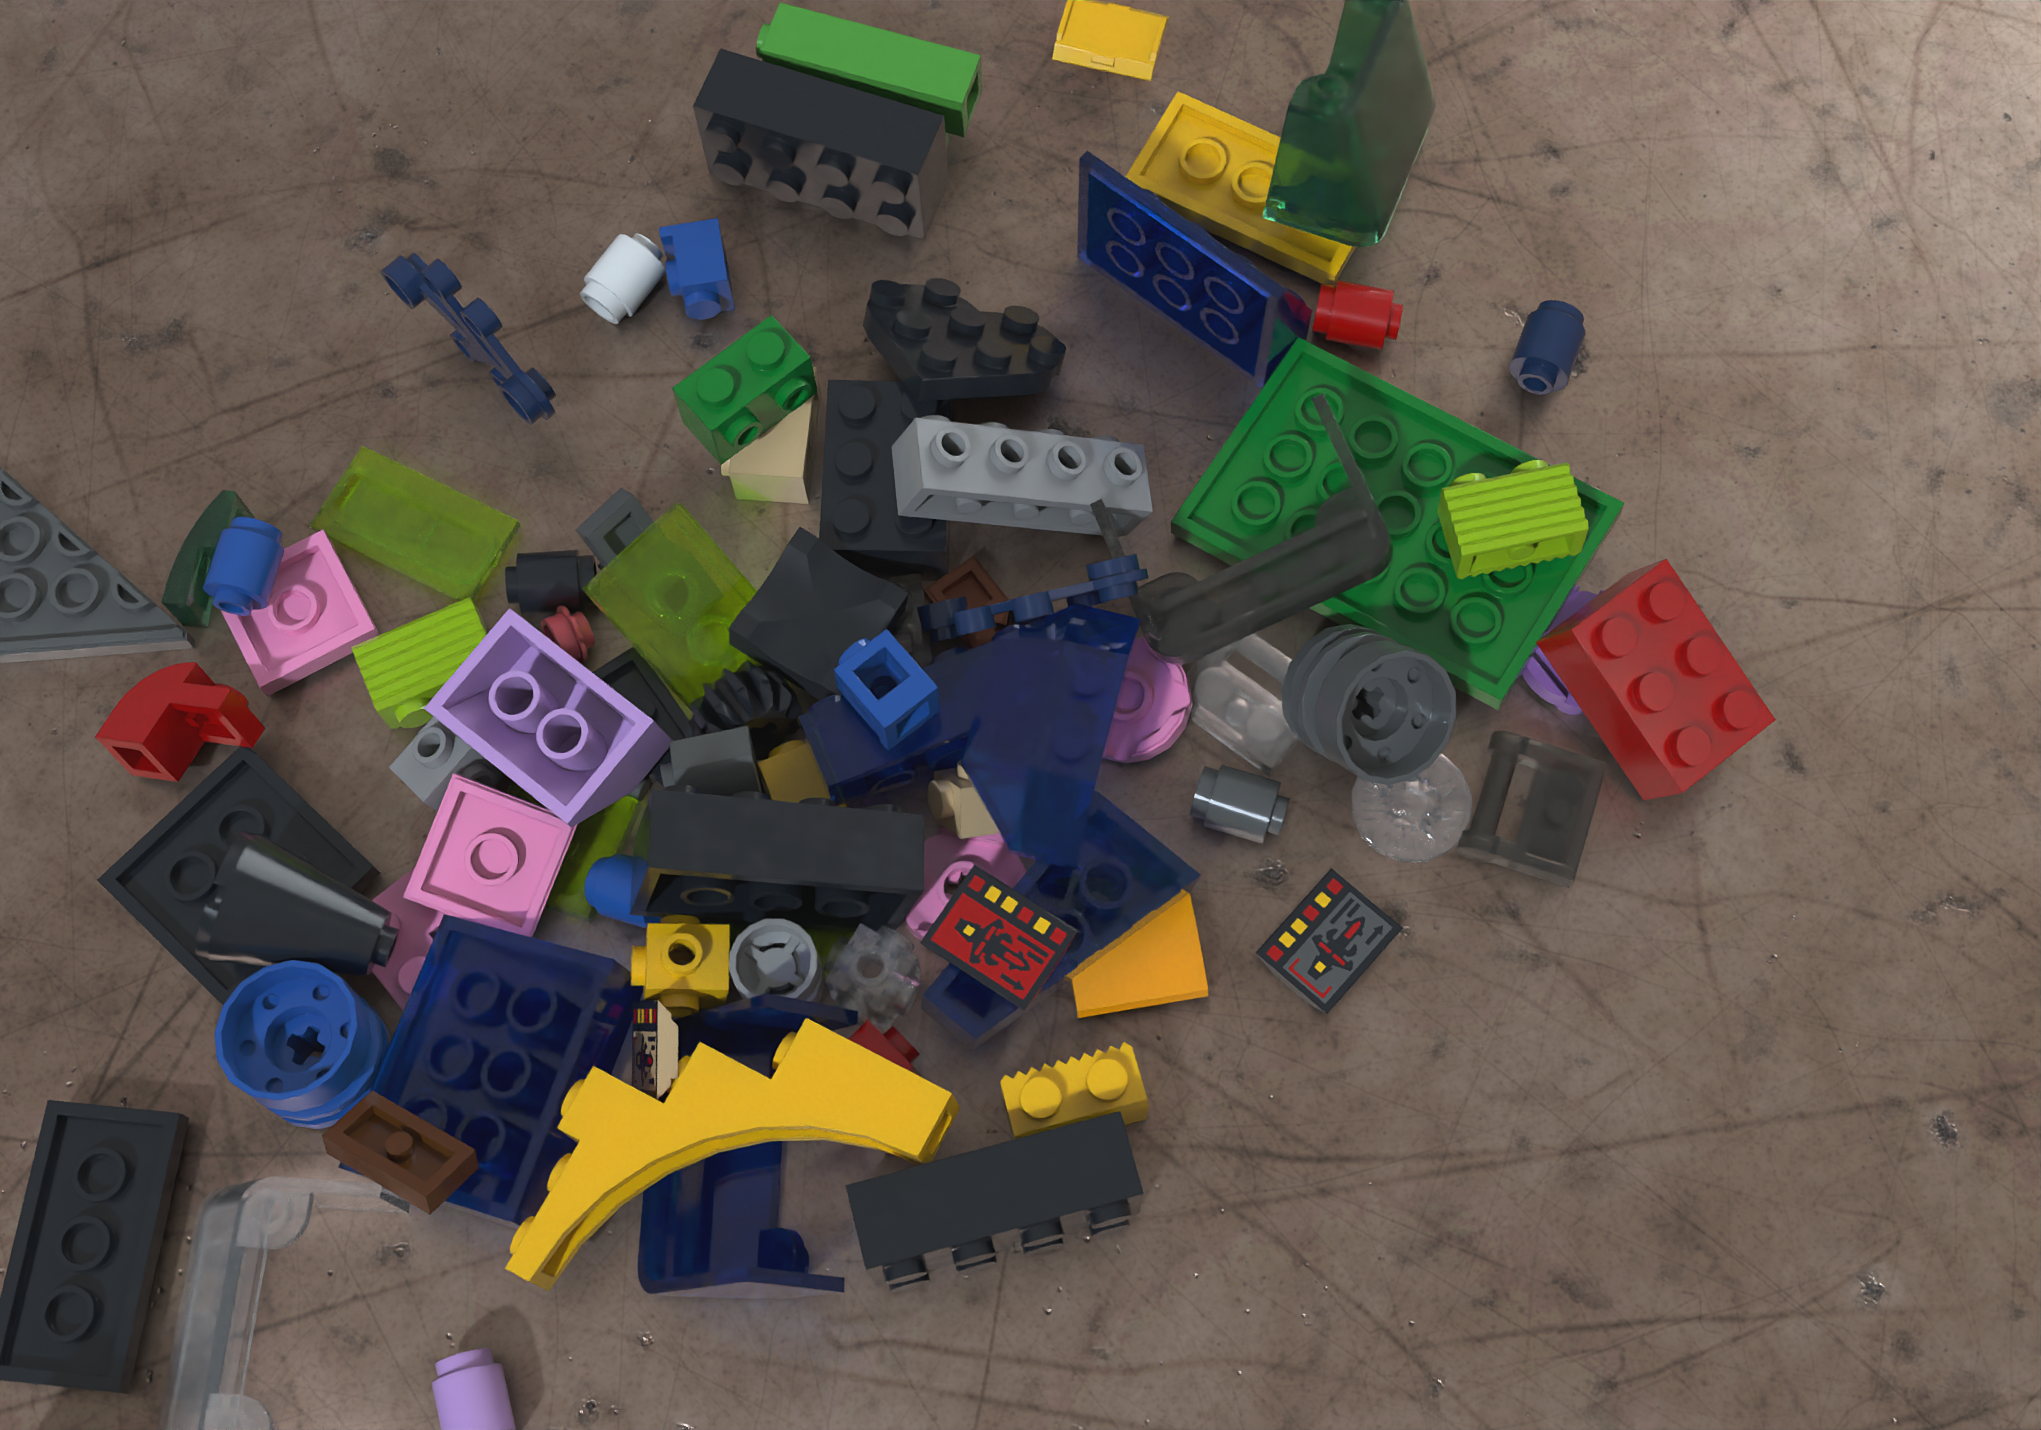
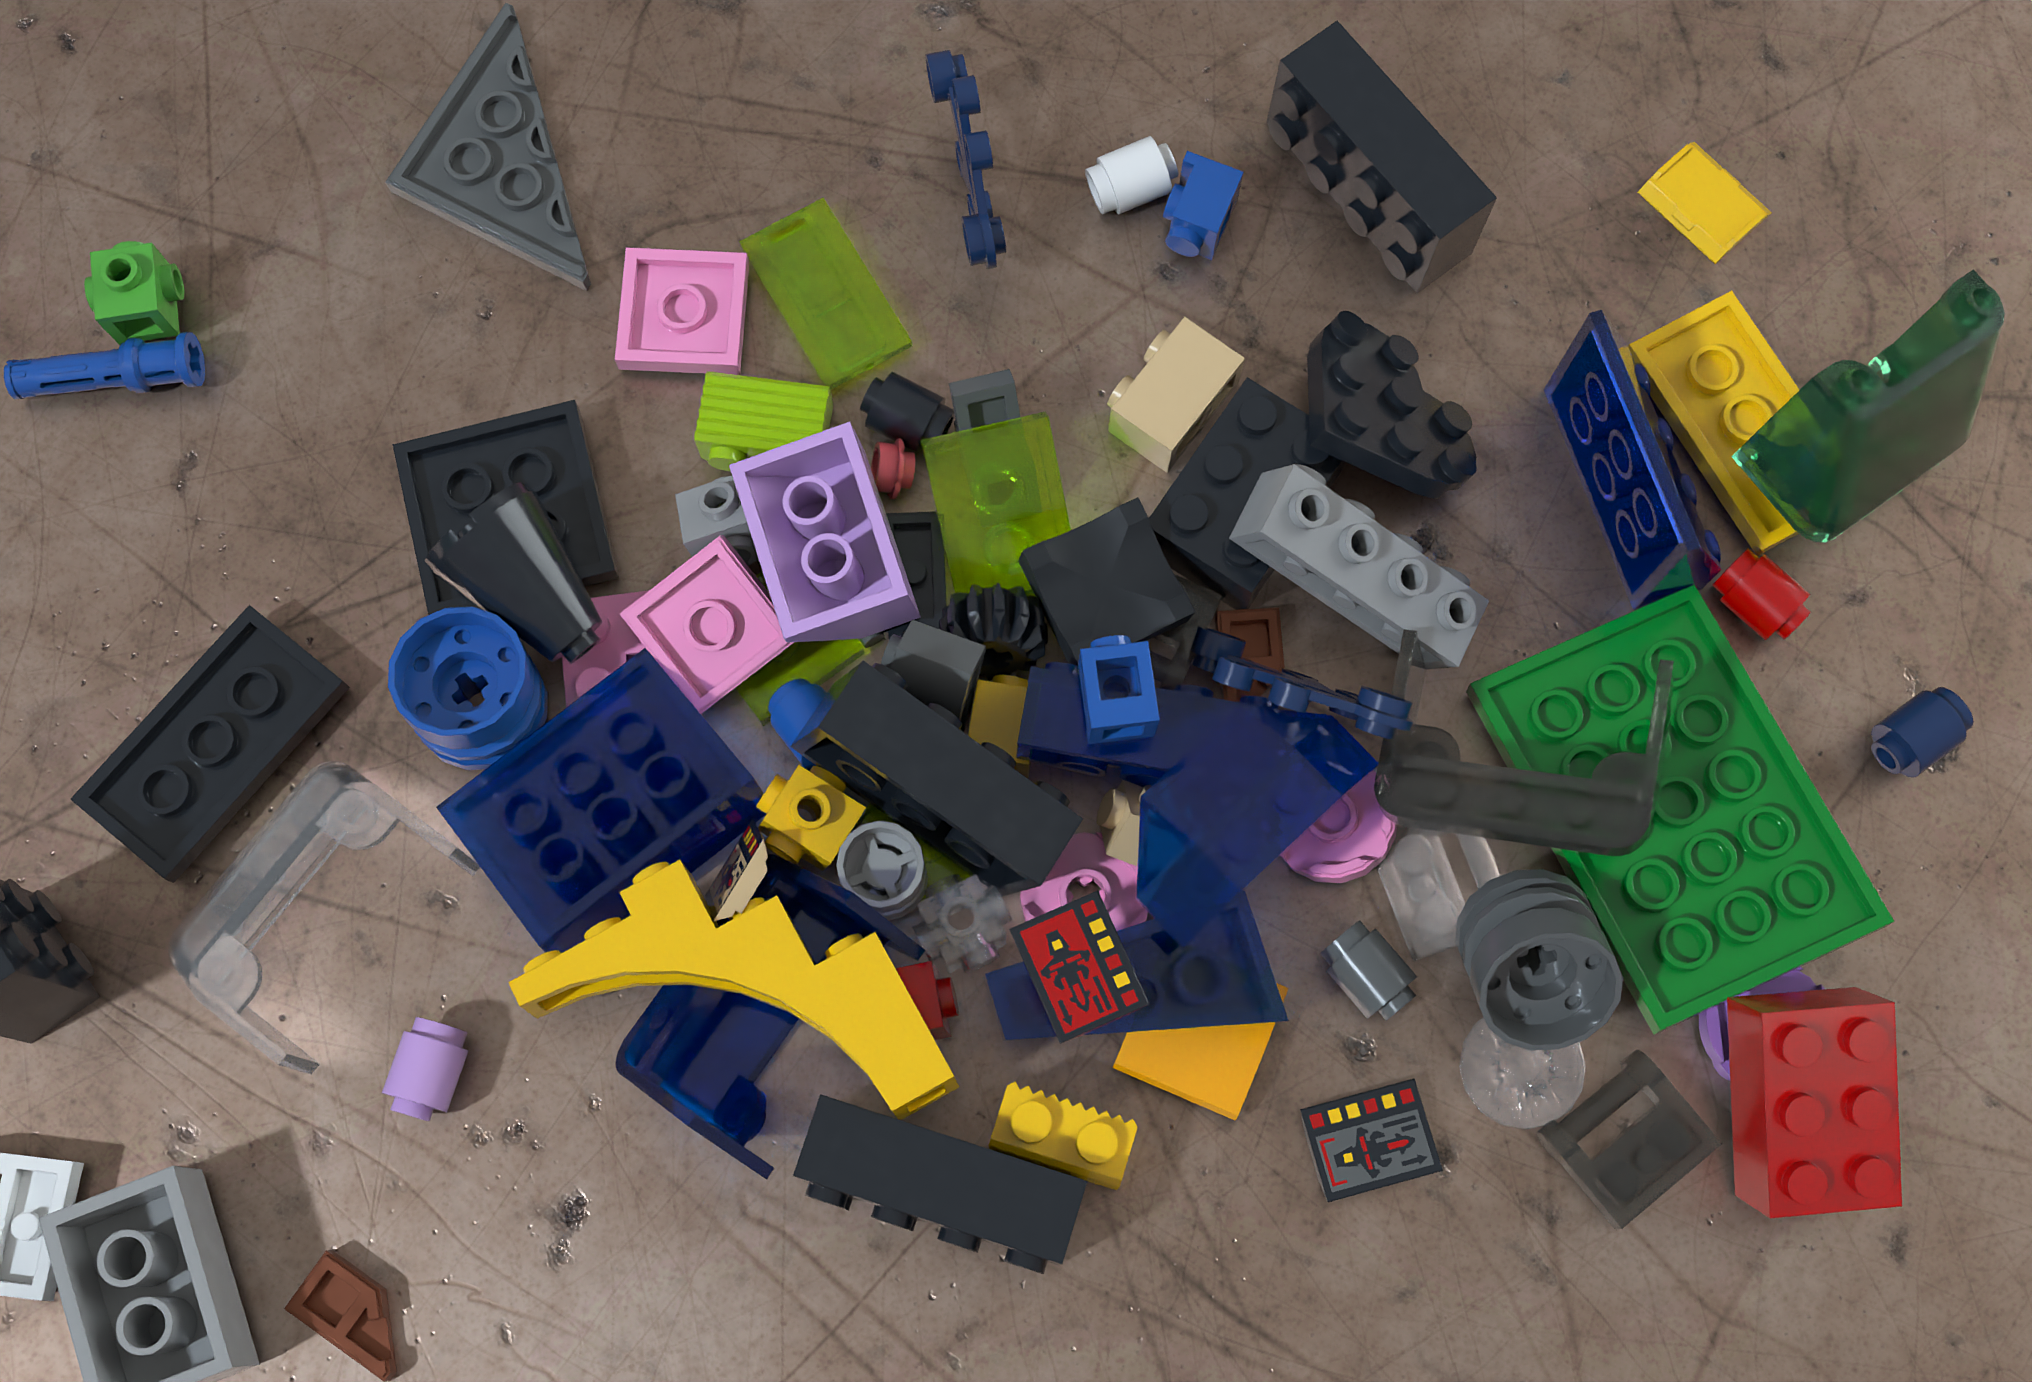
camera: 30 degrees right, 5 degrees up
(170, 717) = (531, 342): red brick -> none
(184, 586) = (652, 212): clear green slope -> none
(244, 566) = (661, 249): blue brick -> none
(400, 1152) = (487, 830): reddish brown plate -> none
(746, 389) = (1169, 345): green brick -> none
(876, 62) = (1468, 111): bright green brick -> none
(1512, 518) = (1778, 873): lime brick -> none

